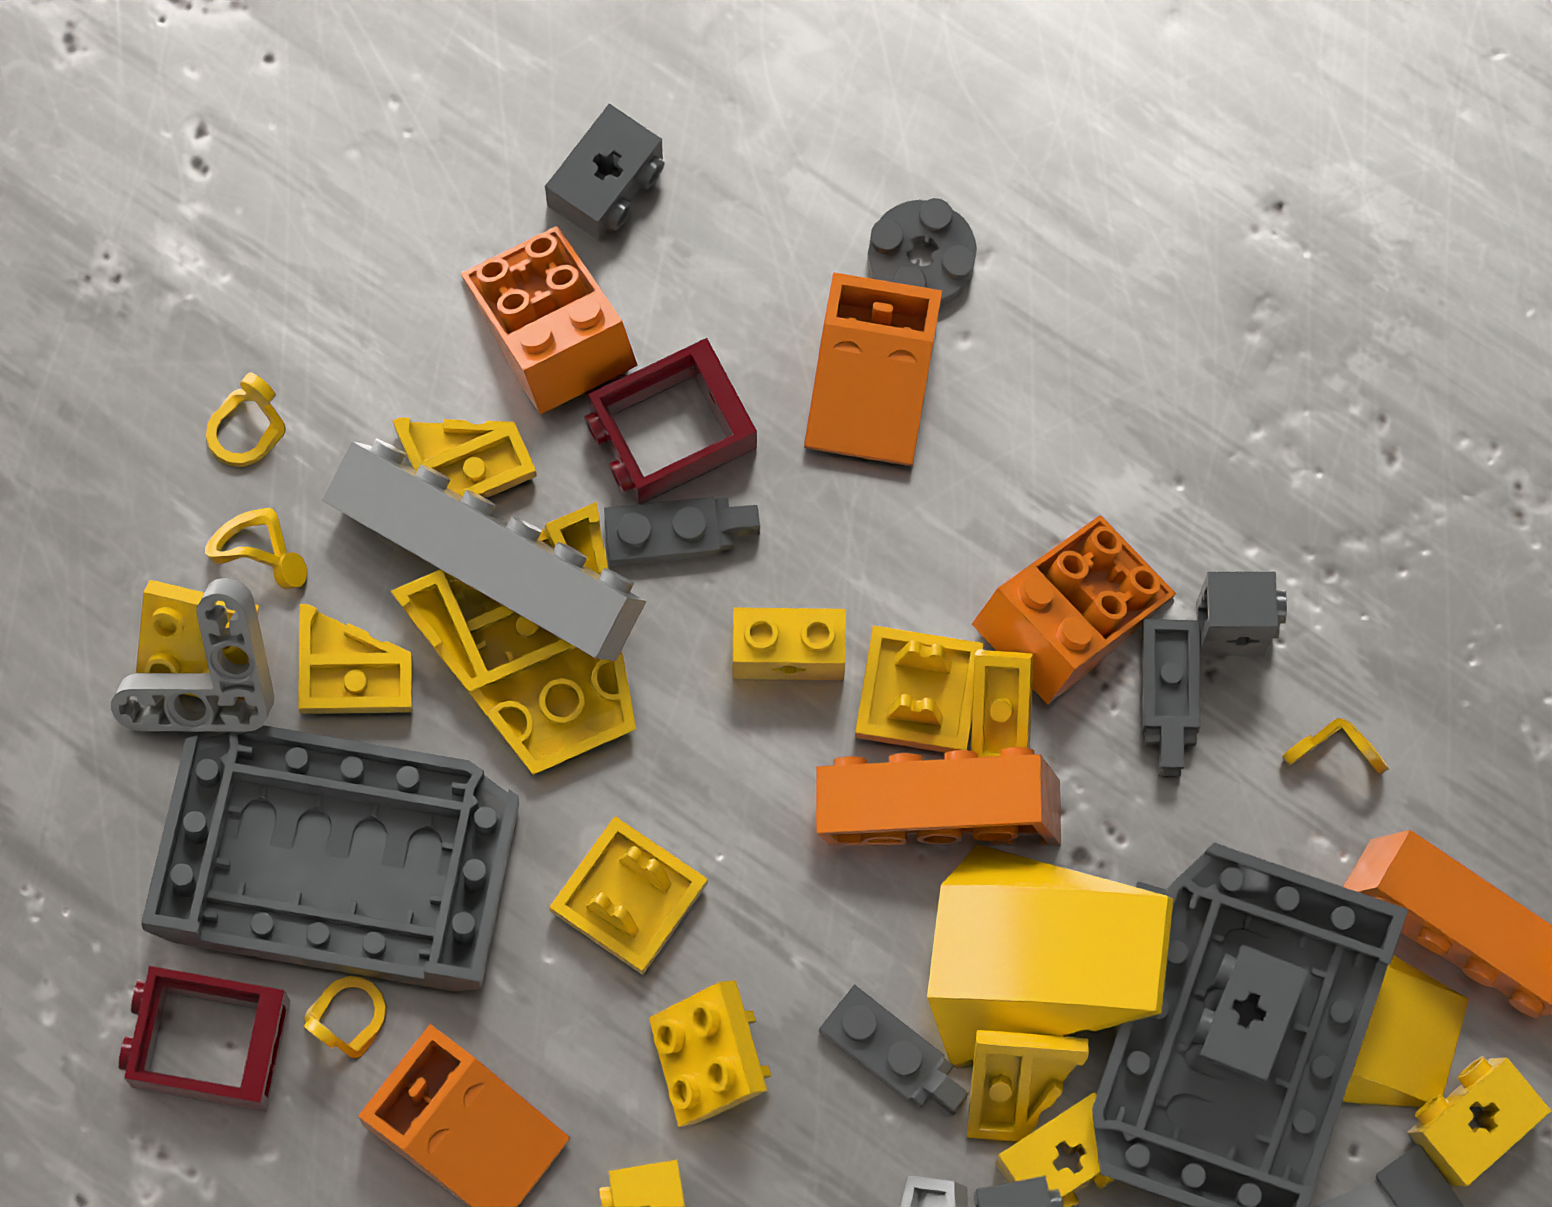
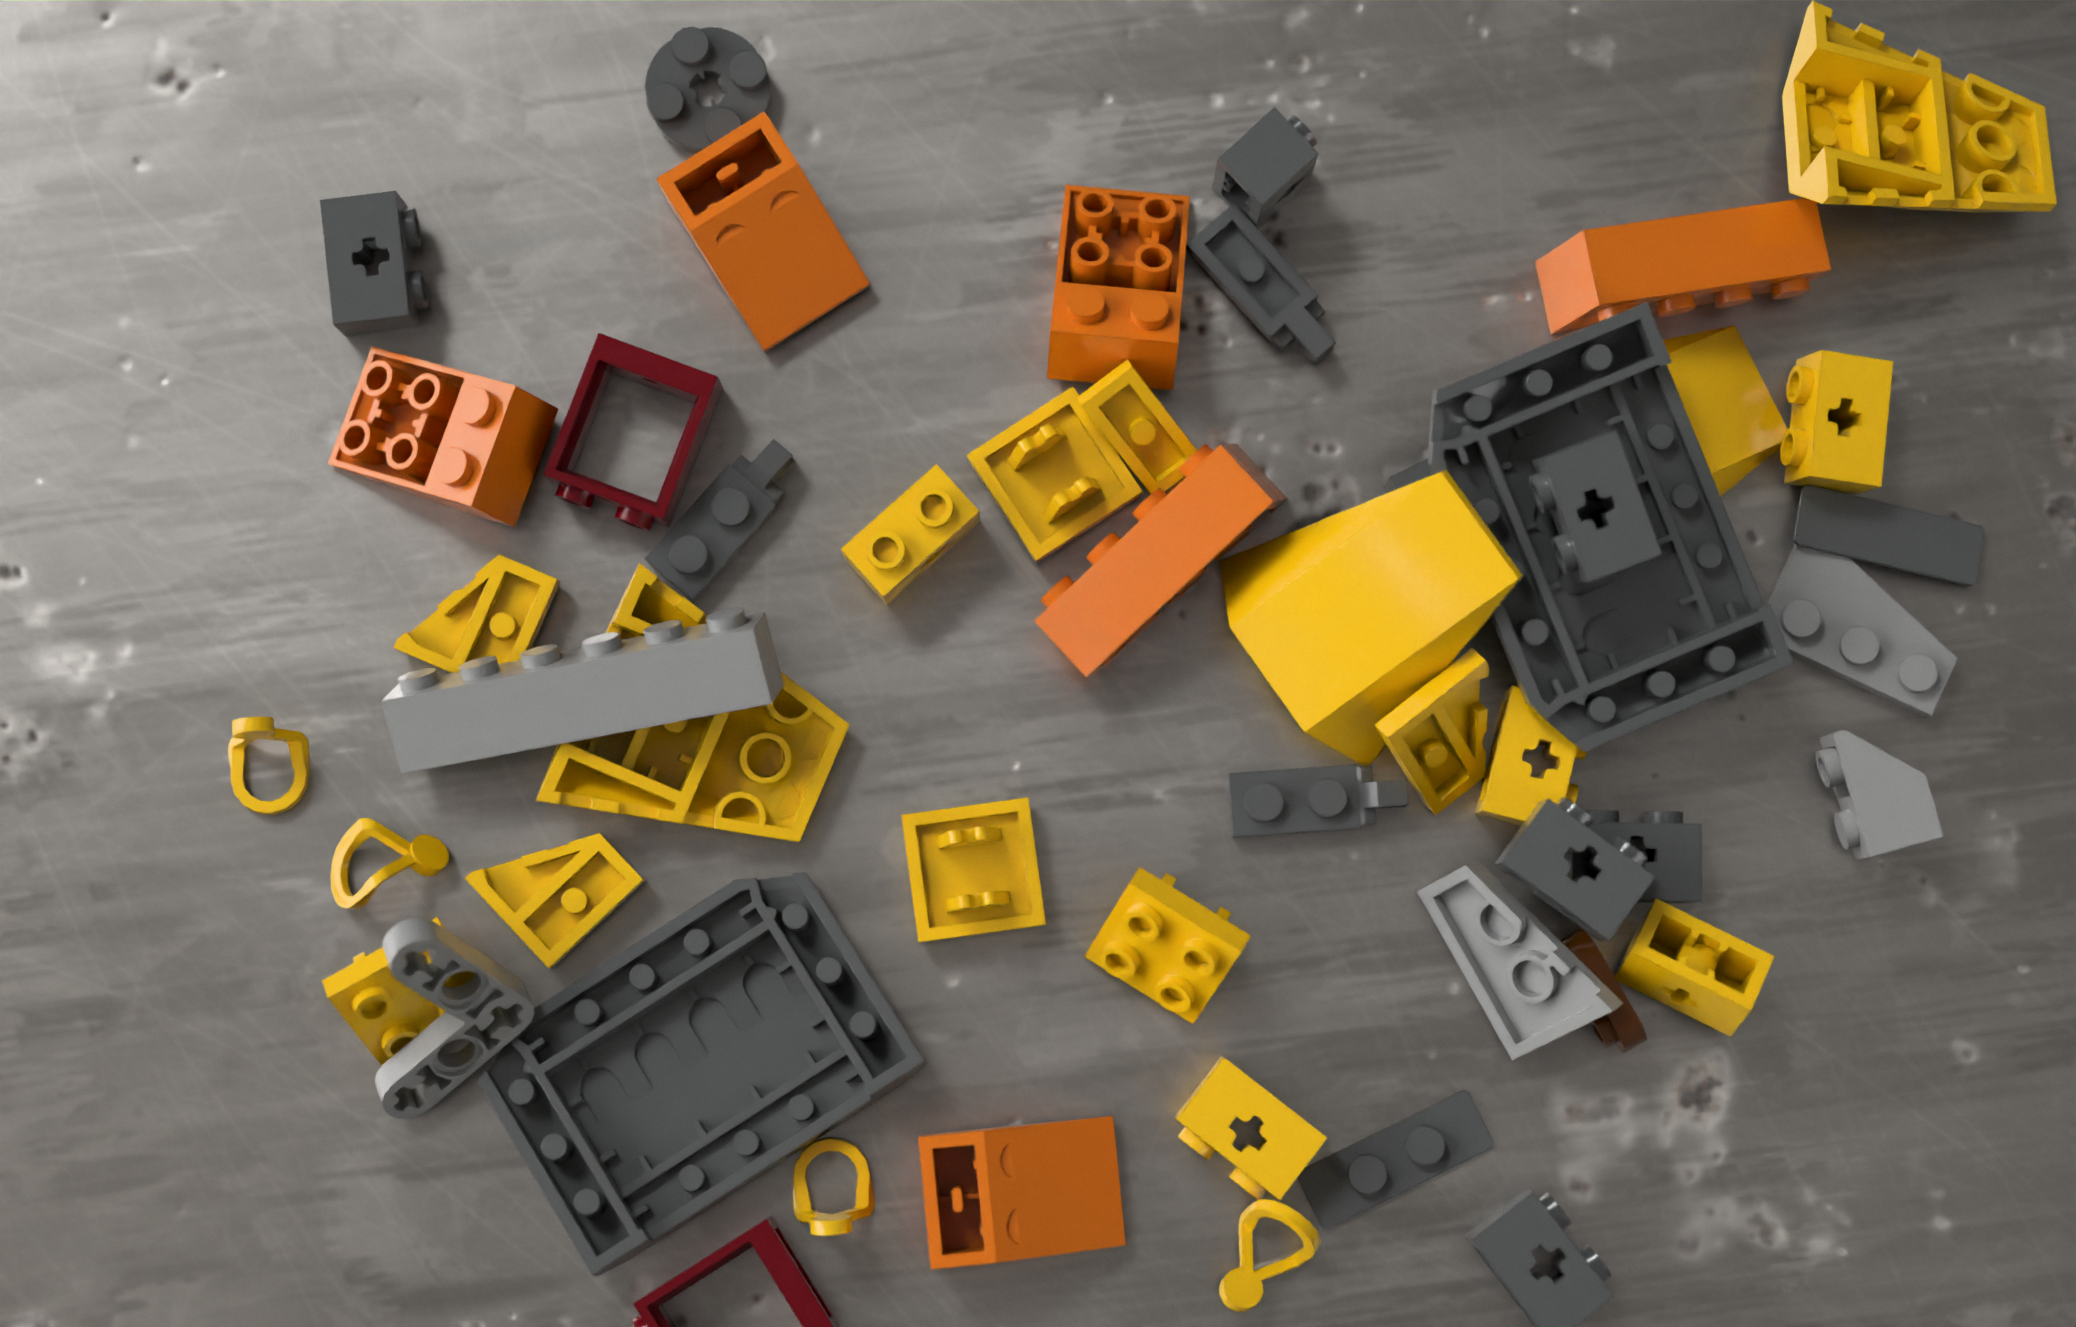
camera: 40 degrees left, 10 degrees up
(1309, 743) = (1428, 187): yellow piece -> none

